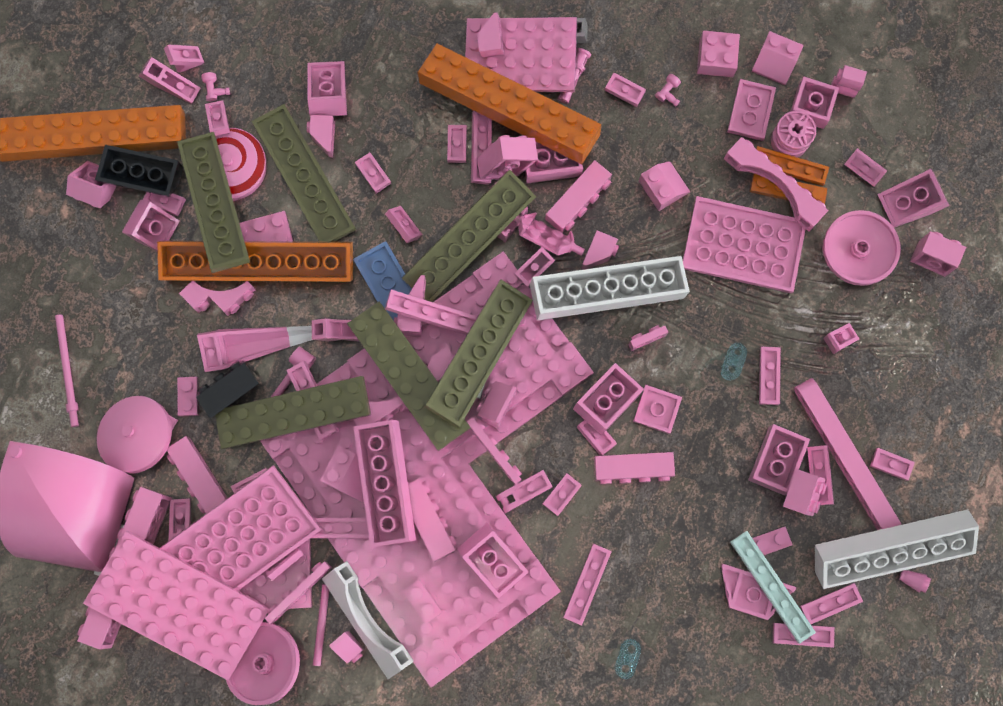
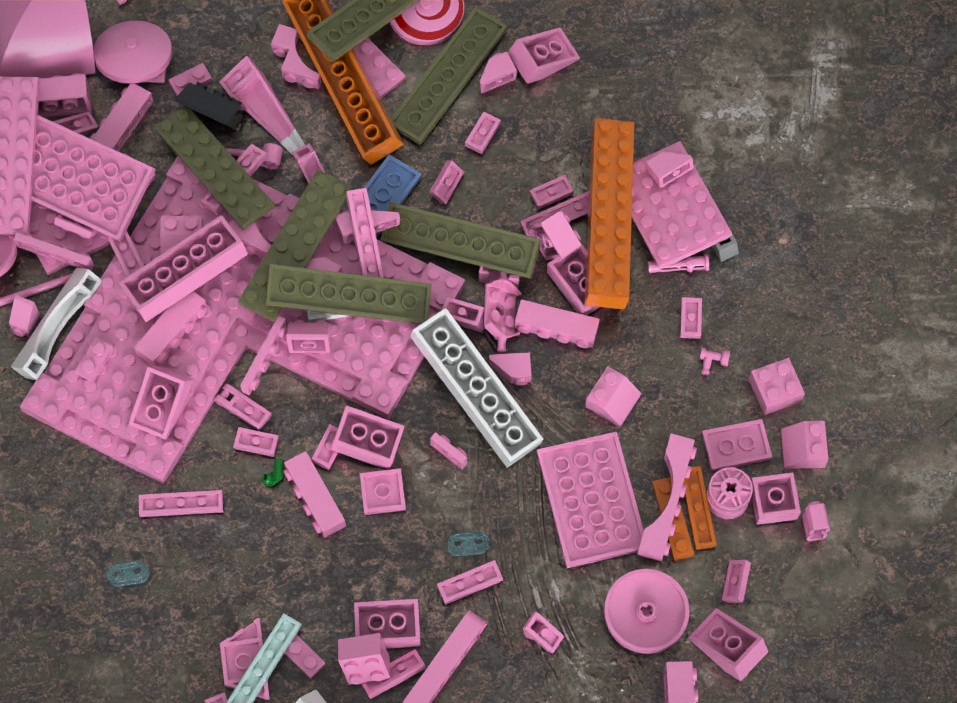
camera: 65 degrees right, 10 degrees down
(599, 492) = (276, 475): none -> green arm

